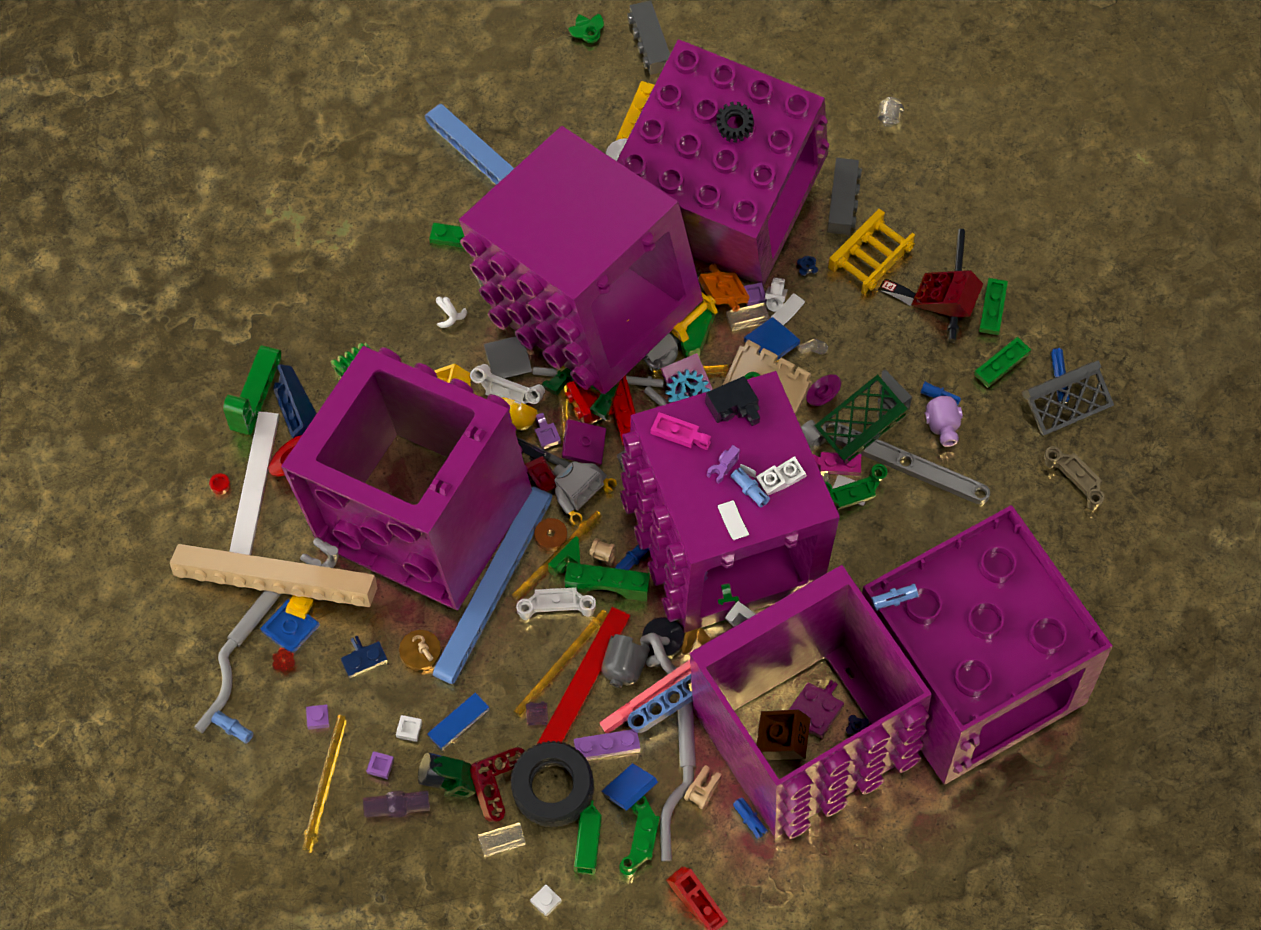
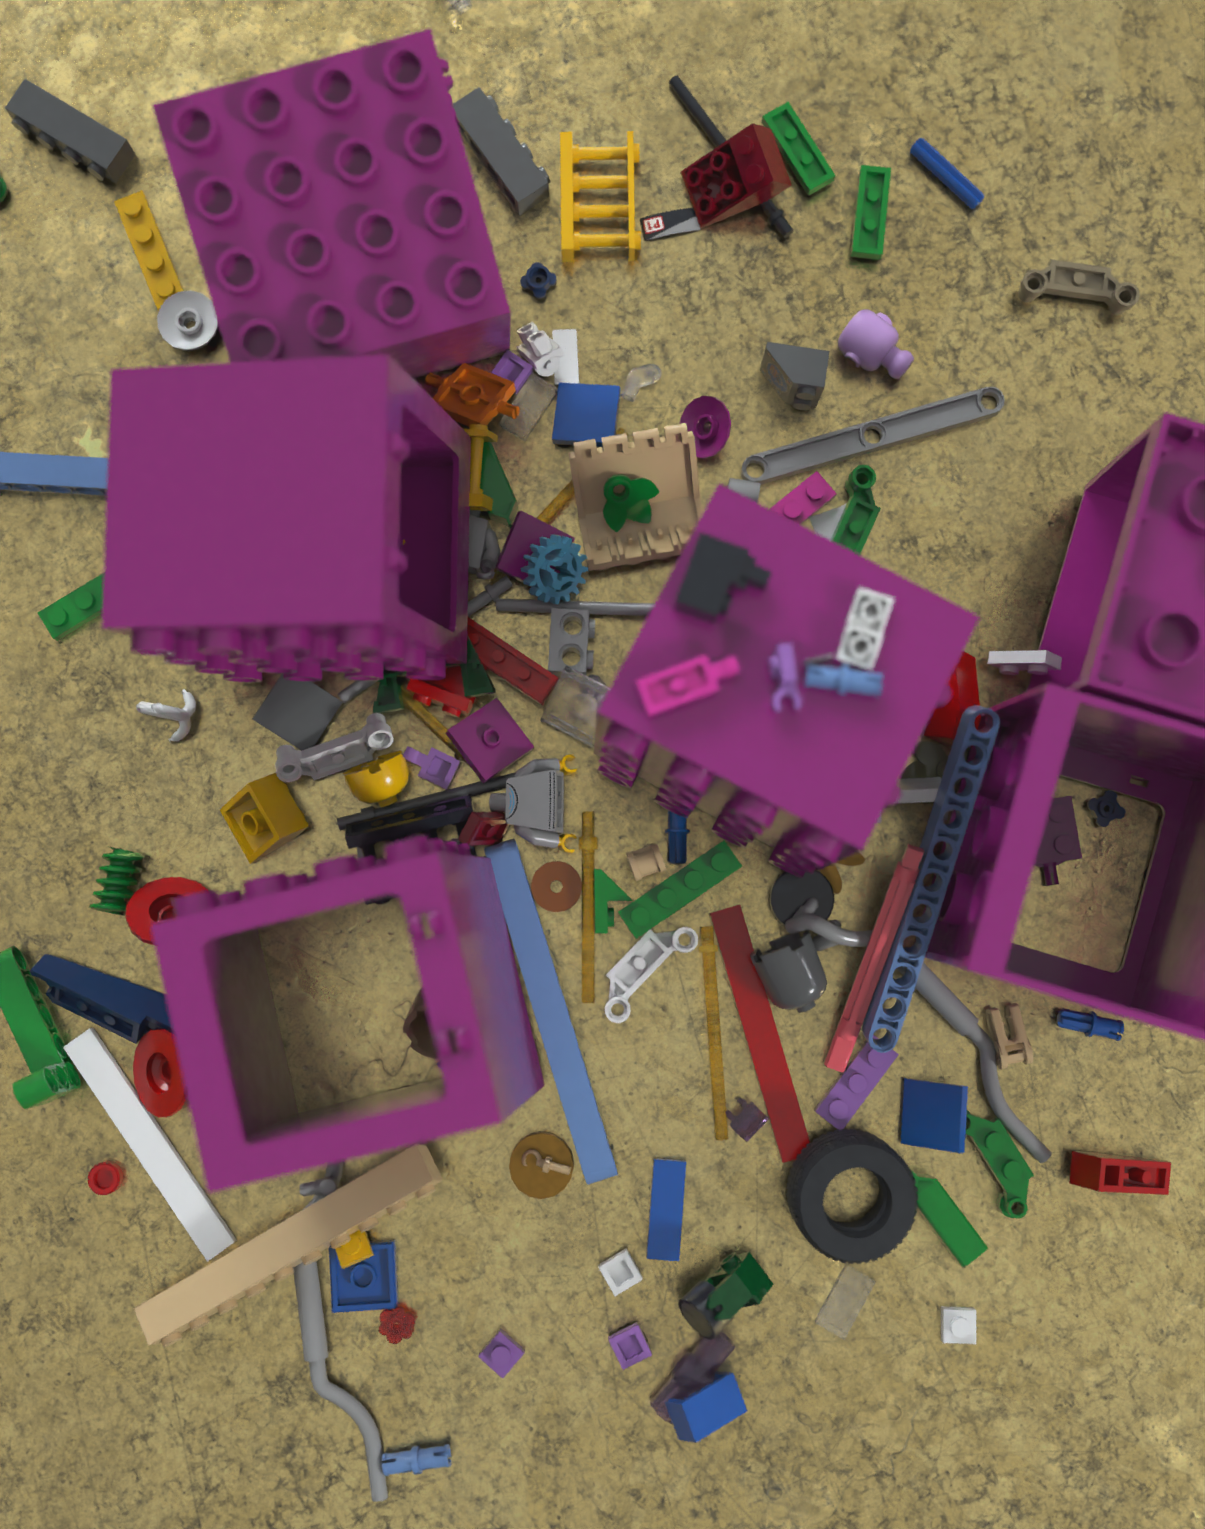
camera: 45 degrees left, 20 degrees up
(310, 833) = (628, 1497): clear yellow bar -> none
(363, 658) = (485, 1235): dark blue plate -> none
(388, 818) = (707, 1408): none -> blue panel
(488, 778) = (771, 1253): dark red beam -> none
(732, 520) = (860, 743): white sticker -> none
(735, 133) = (347, 143): black tyre -> none
(783, 734) = (1054, 901): reddish brown brick -> none
(870, 434) = (822, 435): dark green fence -> none
(881, 602) = (1145, 667): medium blue pin -> none
(933, 392) = (834, 316): blue axle -> none
(1060, 382) = (968, 176): dark grey fence -> none

